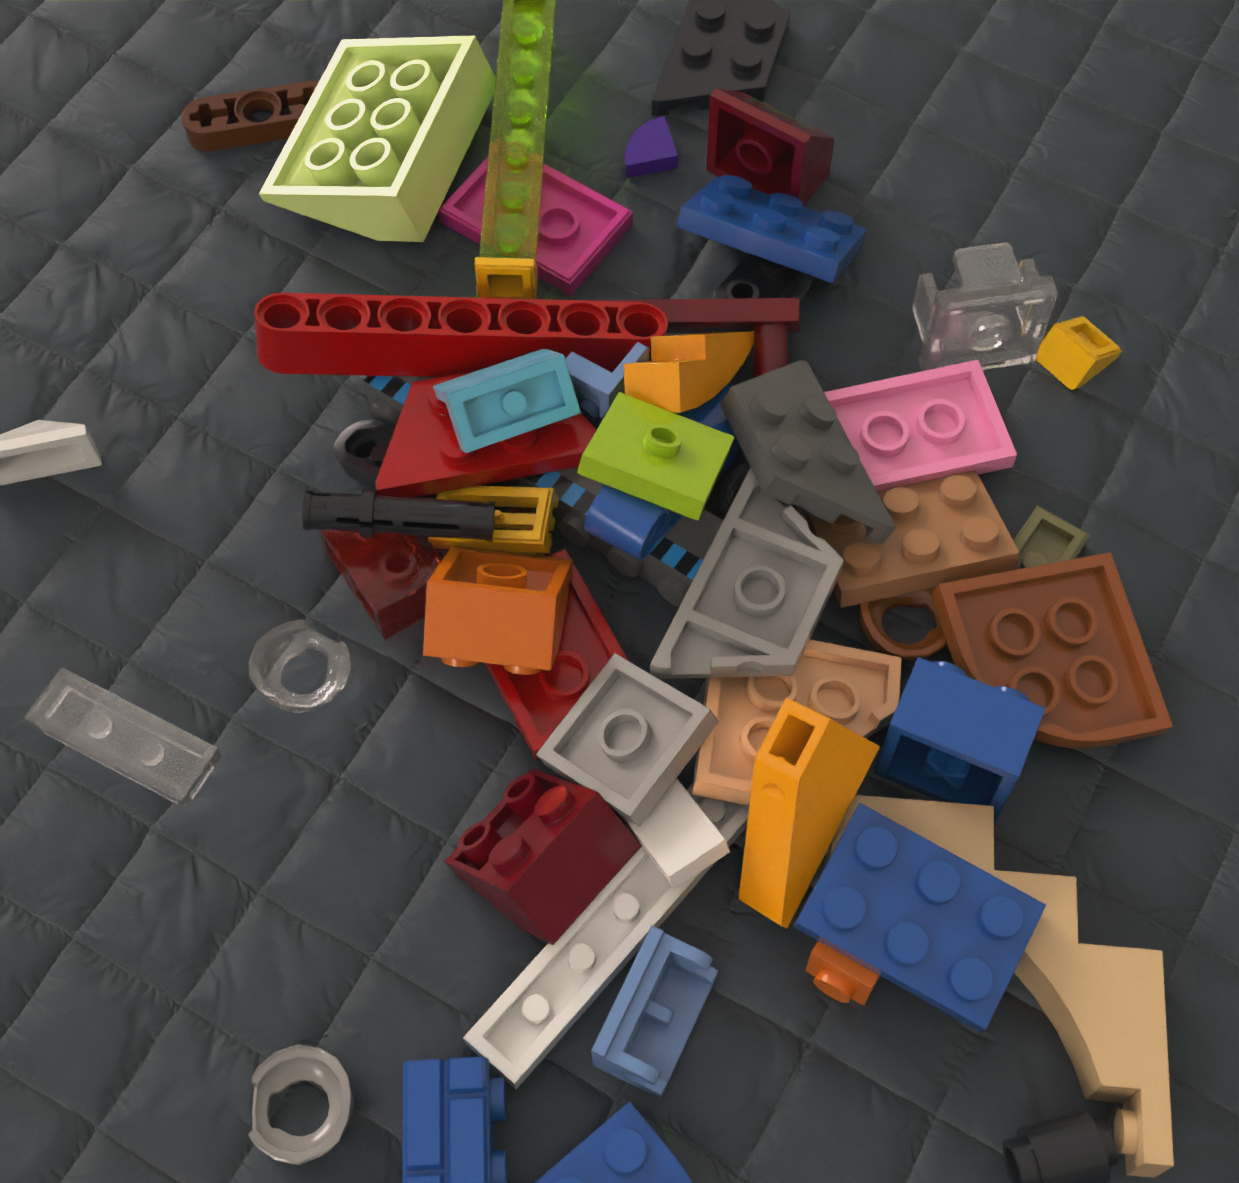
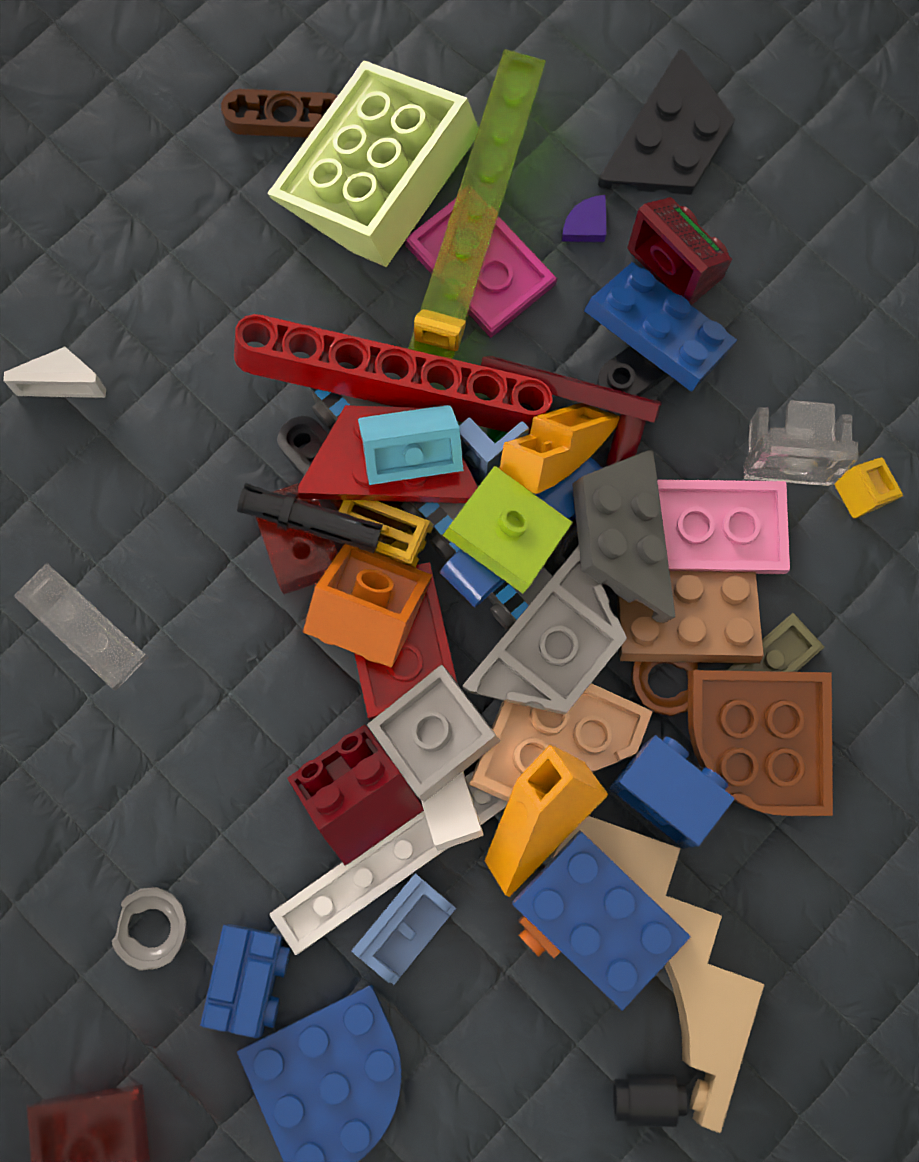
camera: 10 degrees right, 15 degrees up
(284, 643) = (195, 593): clear piece -> none

